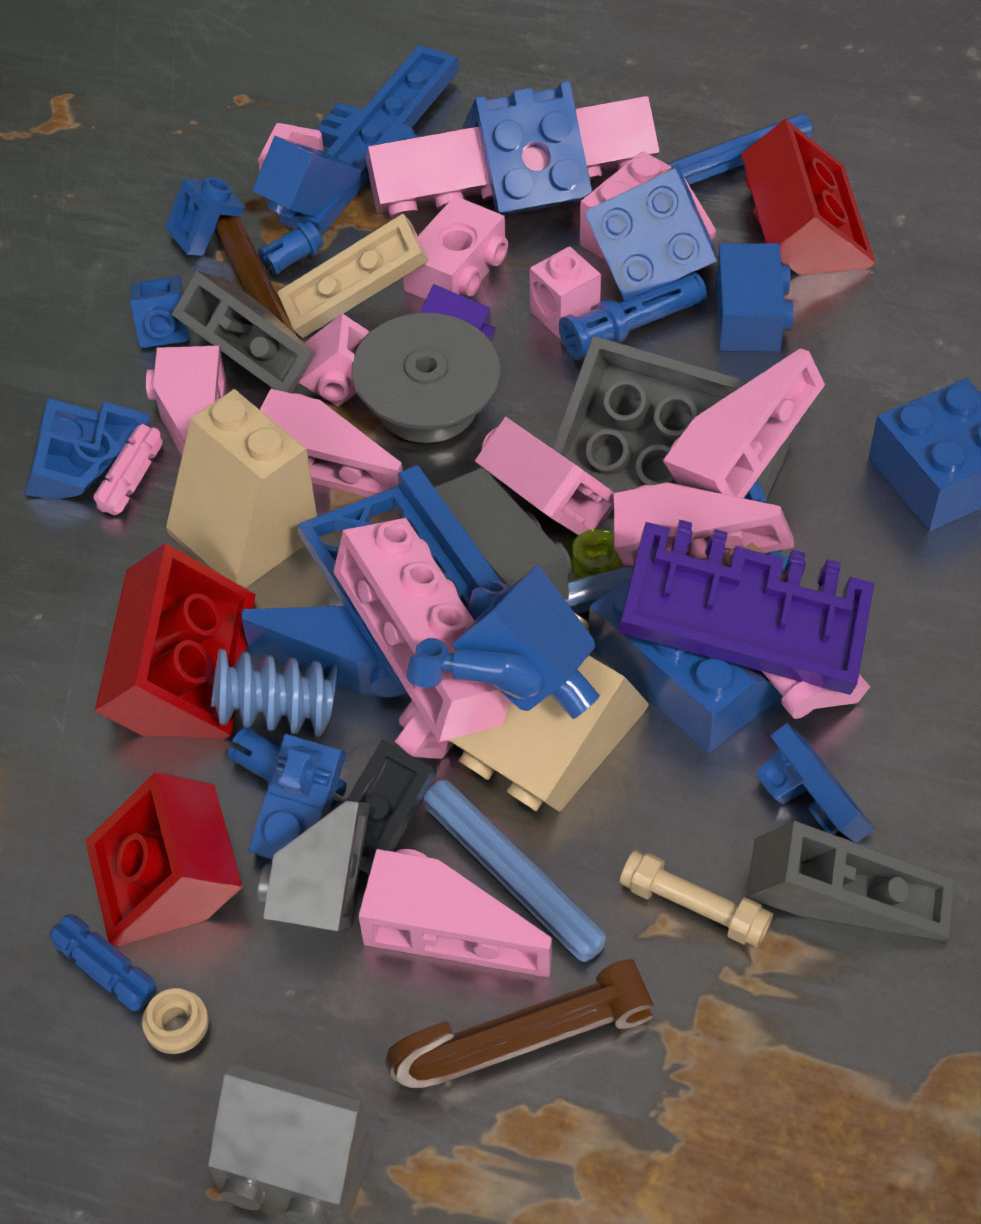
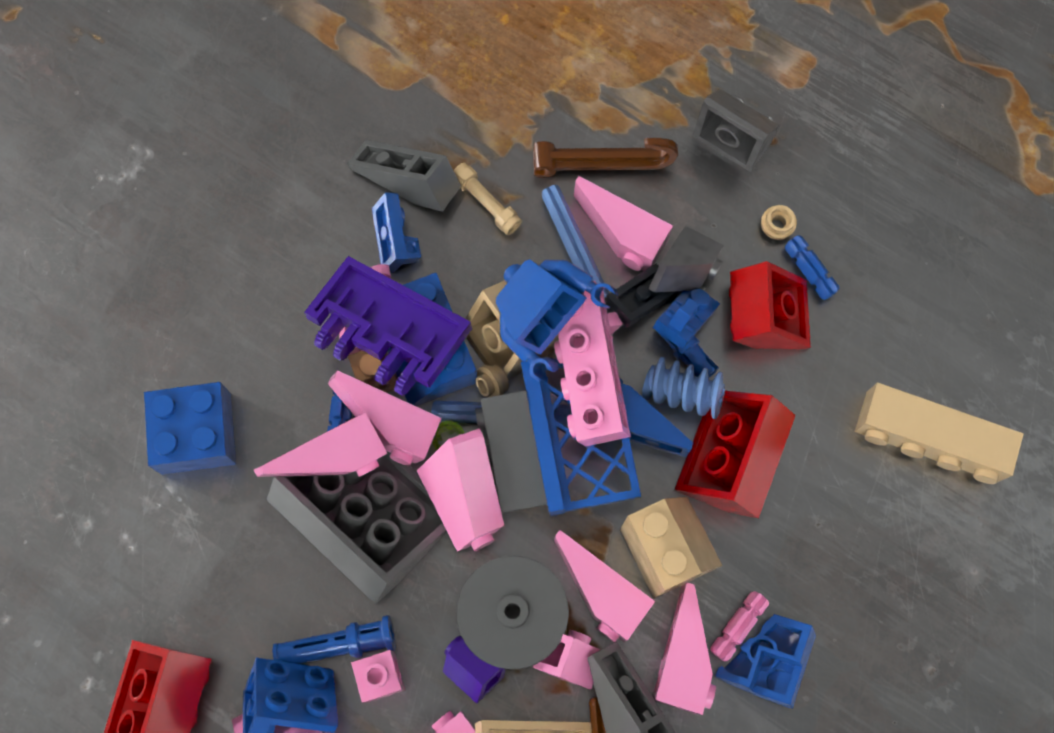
camera: 165 degrees left, 20 degrees up
(752, 297) = (243, 624): blue brick -> none

